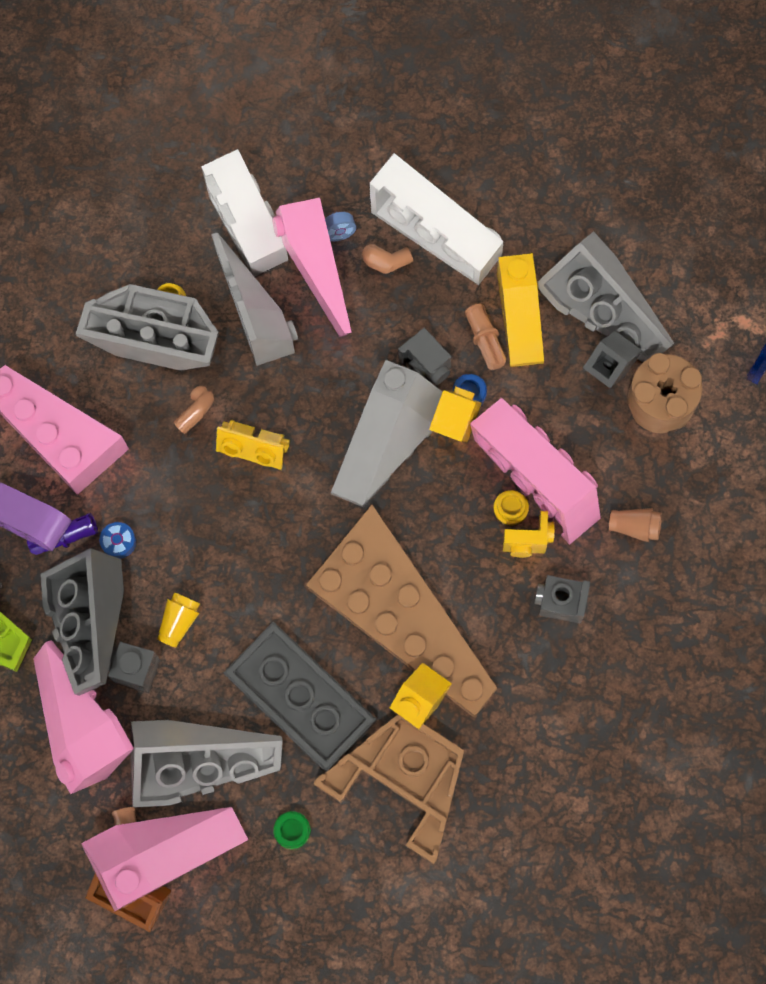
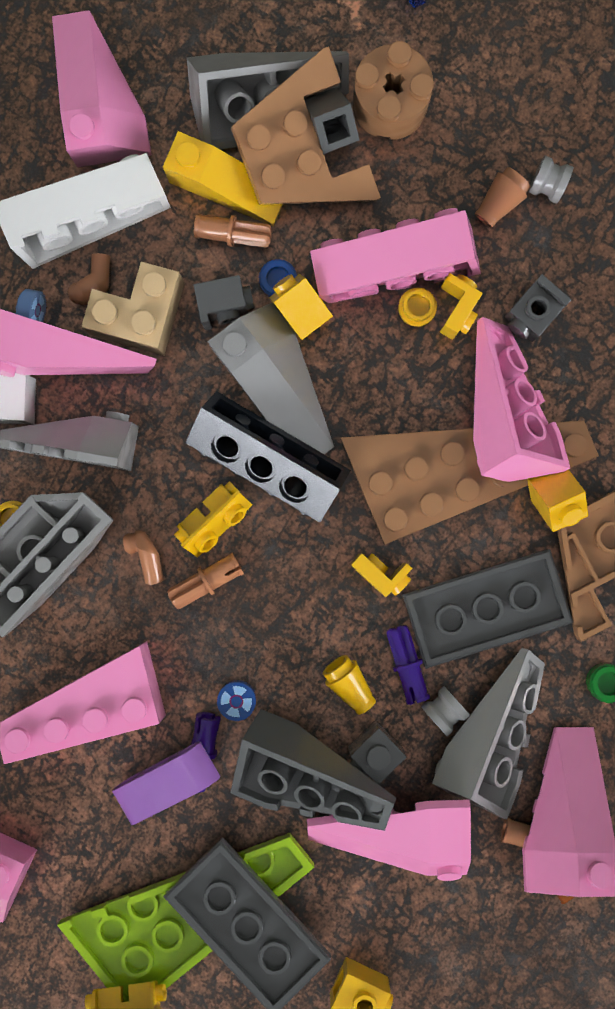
camera: 60 degrees left, 15 degrees up
(196, 705) = (445, 711): none -> light grey wheel
(200, 464) = (205, 581): none -> nougat axle
(218, 656) = (407, 664): none -> dark purple axle
(280, 586) = (373, 571): none -> yellow bracket
(324, 455) = (258, 439): none -> black brick
(381, 309) = (143, 319): none -> tan brick
(460, 623) = (509, 425): none -> bright pink wedge
(525, 186) = (95, 100): none -> bright pink wedge
(566, 337) = (283, 148): none -> medium nougat wing
(674, 552) = (551, 179): none -> light grey wheel

